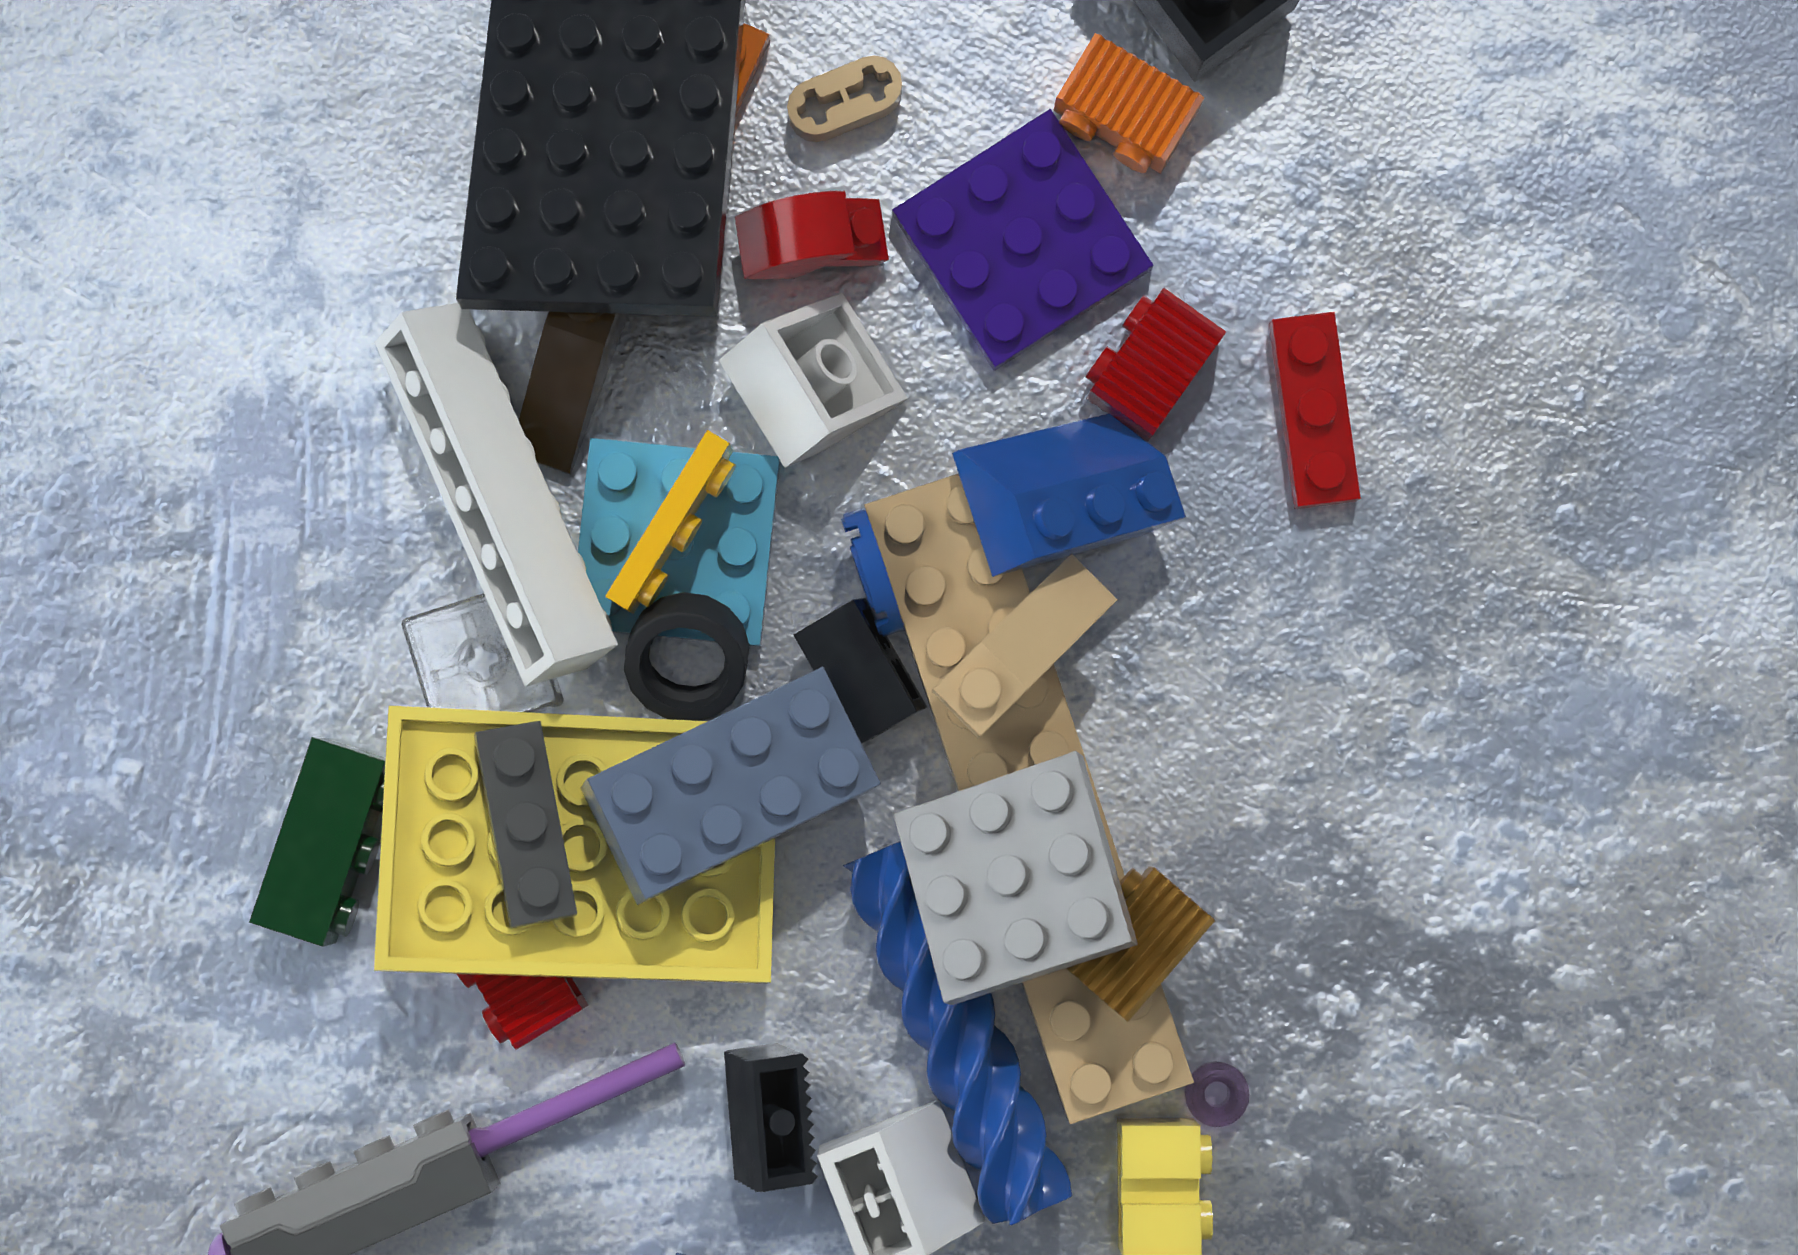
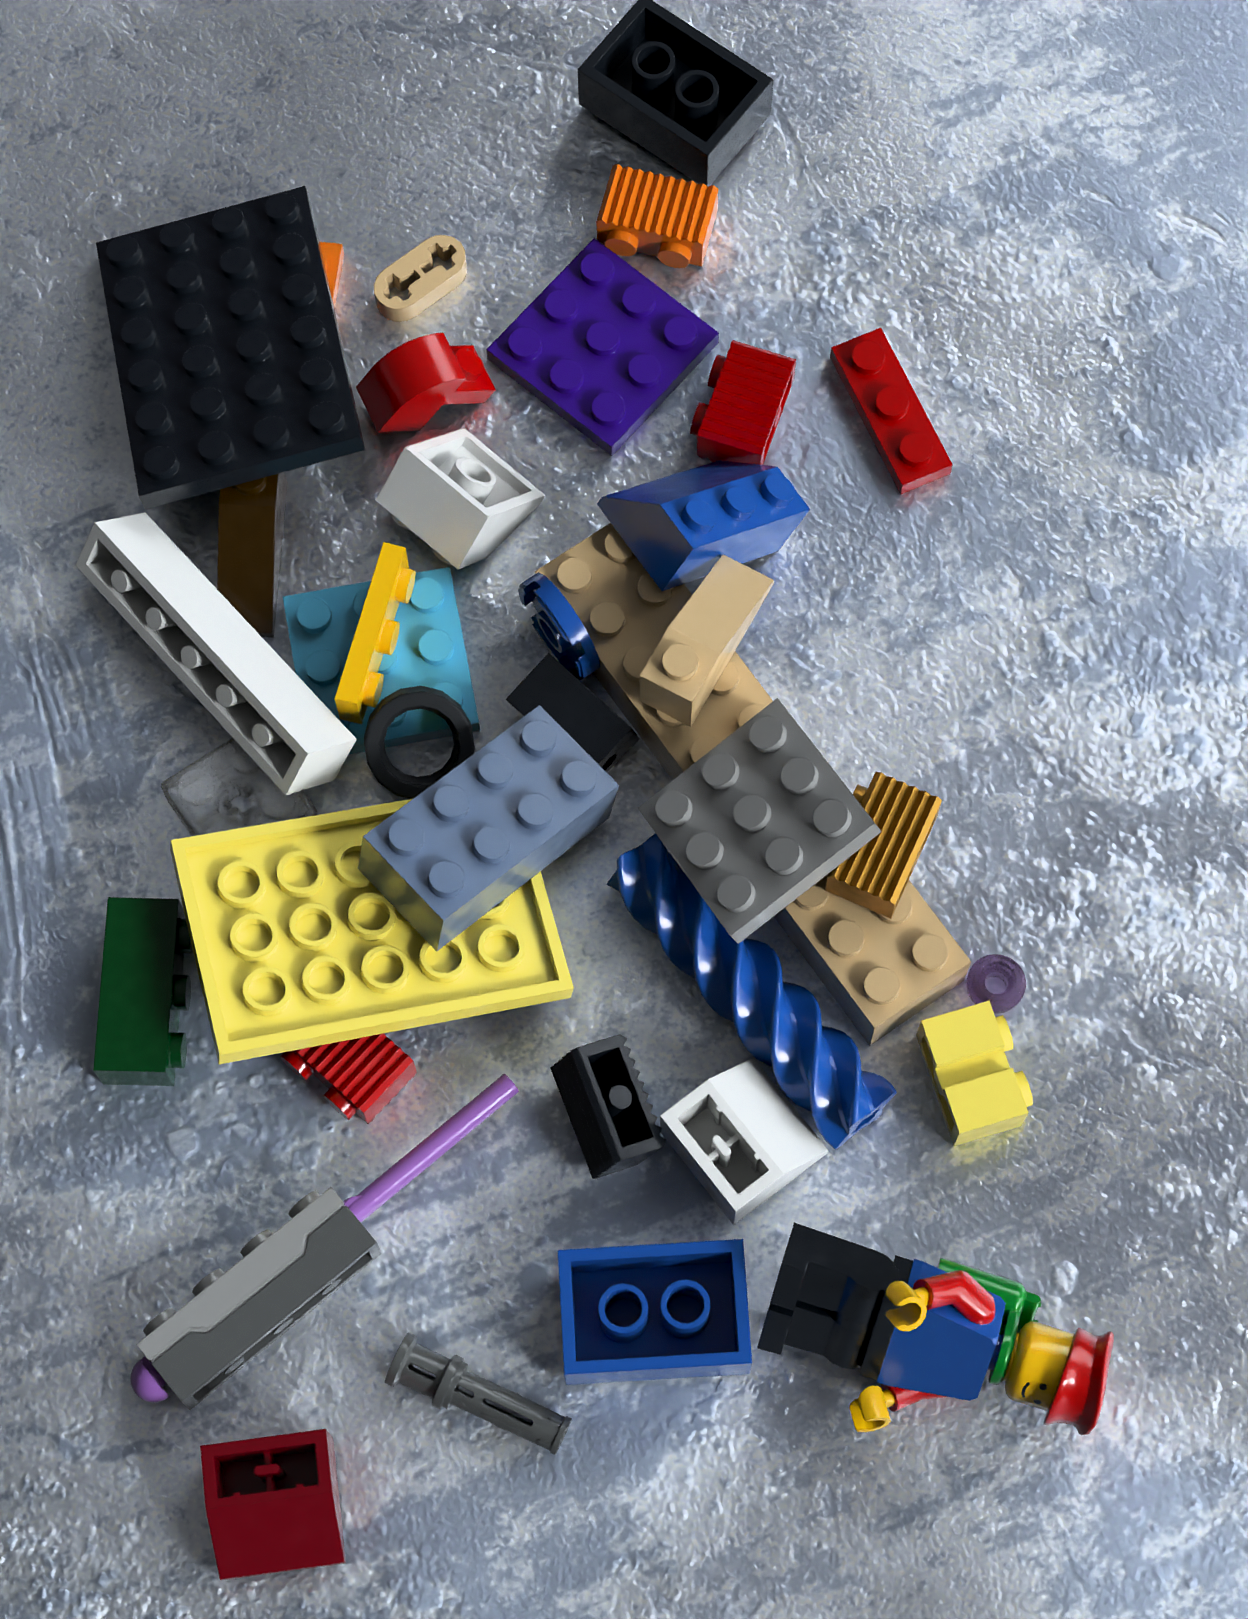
camera: 15 degrees left, 15 degrees down
(525, 824) = (319, 905): dark grey plate -> none

